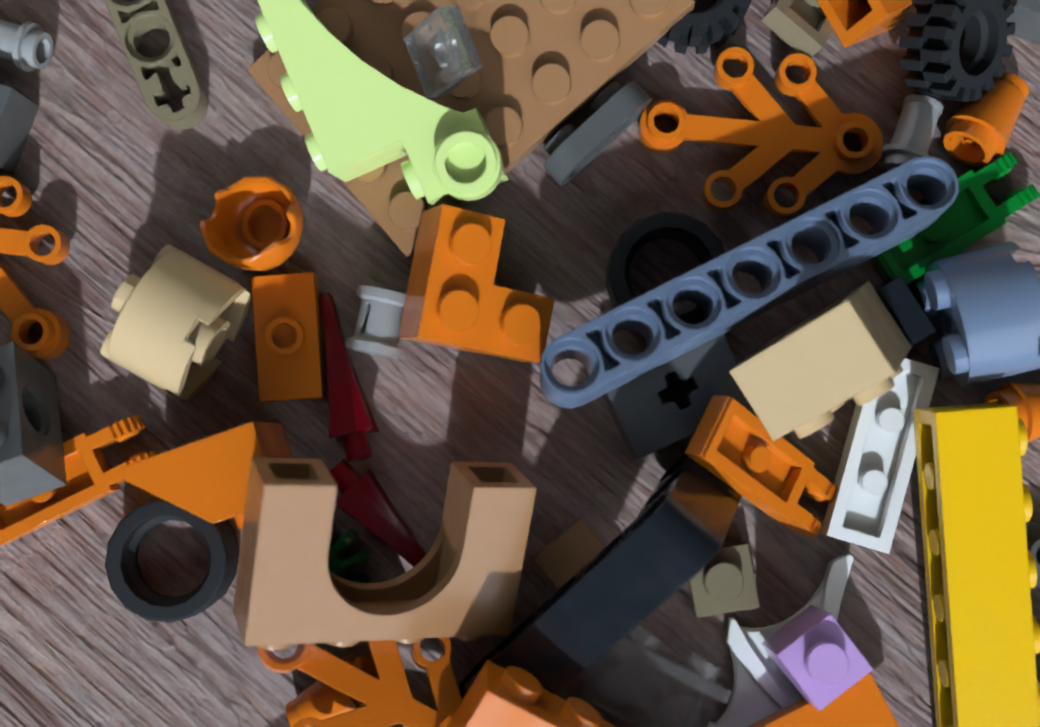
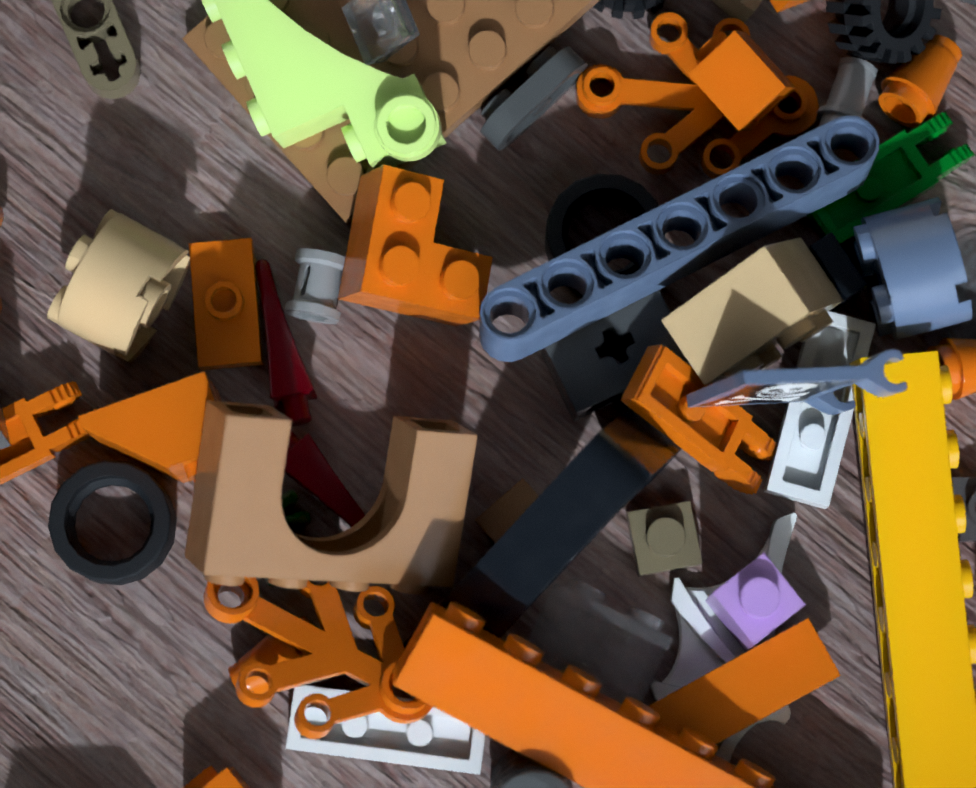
camera: 10 degrees left, 5 degrees down
(254, 224) = (193, 189): orange hair -> none
(808, 115) = (740, 78): none -> orange brick
(889, 443) = (805, 385): none -> sand blue flag

